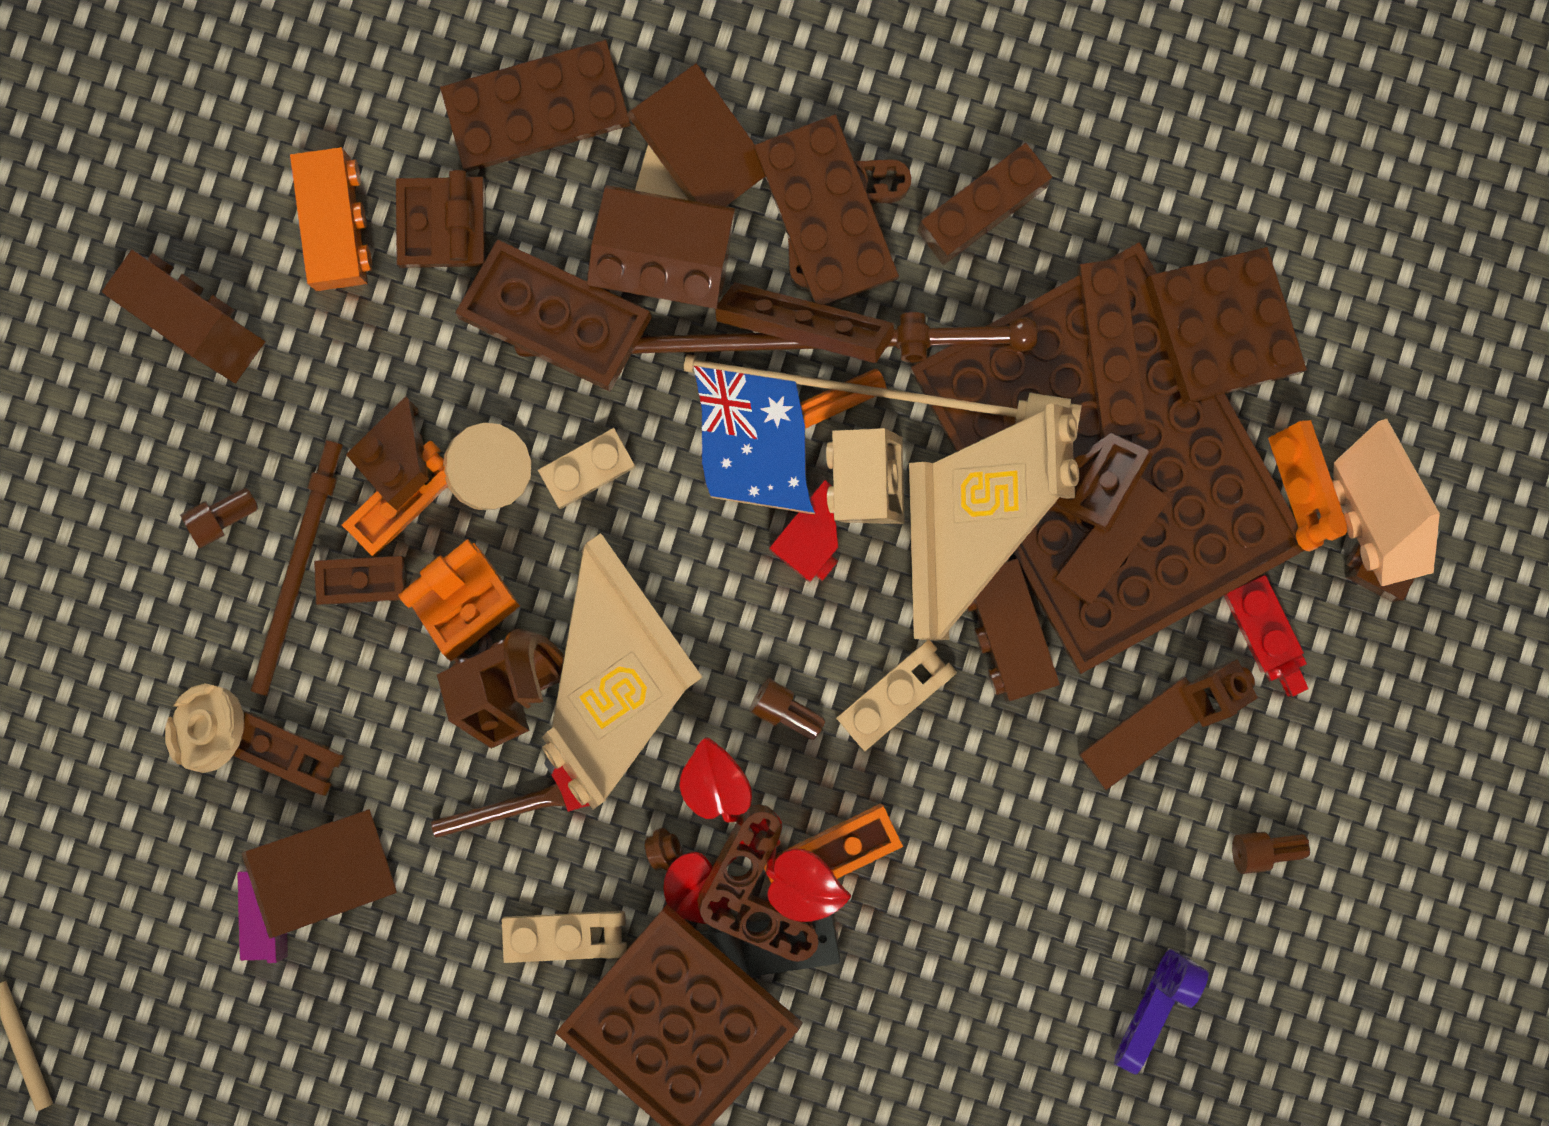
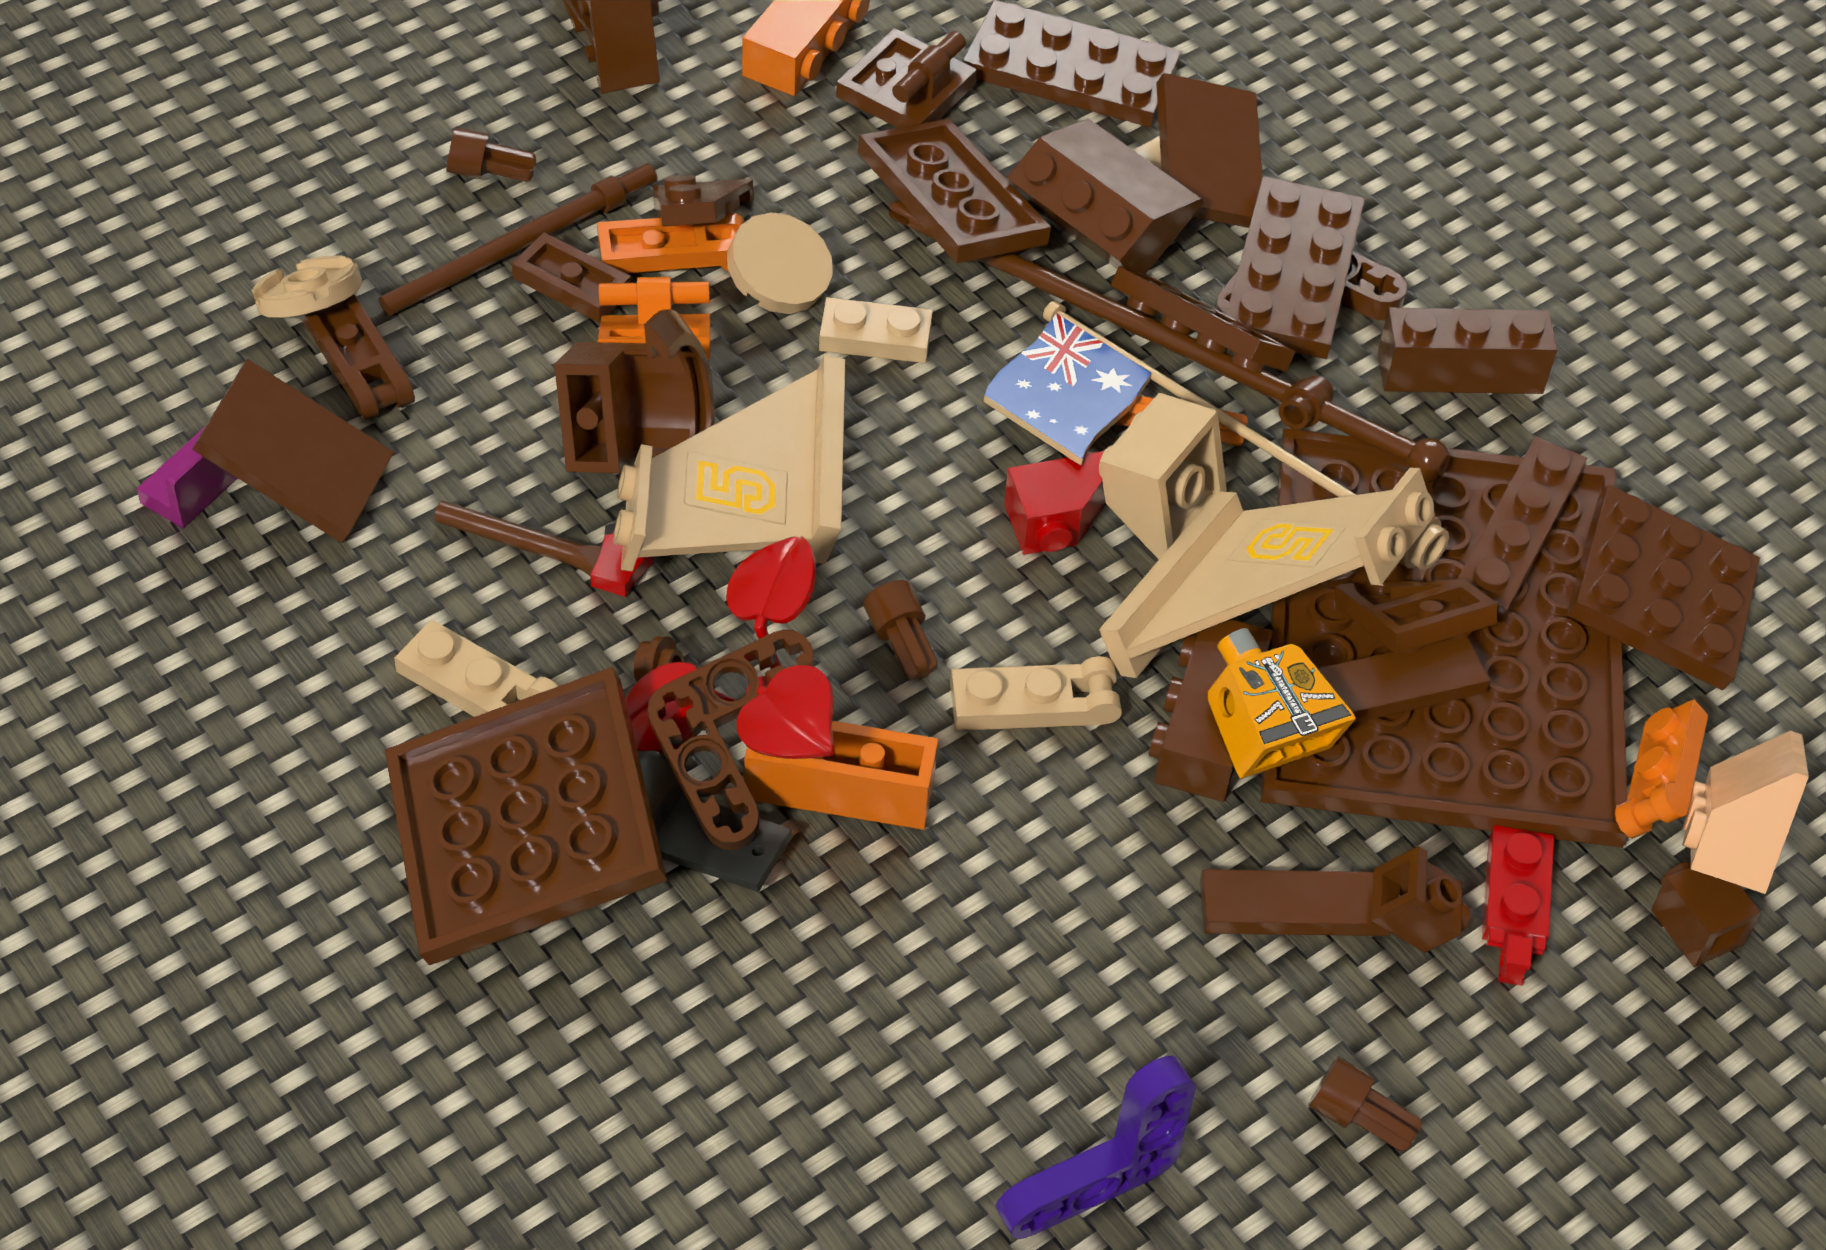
camera: 30 degrees right, 35 degrees down
(1061, 632) = (1273, 705): none -> light orange torso

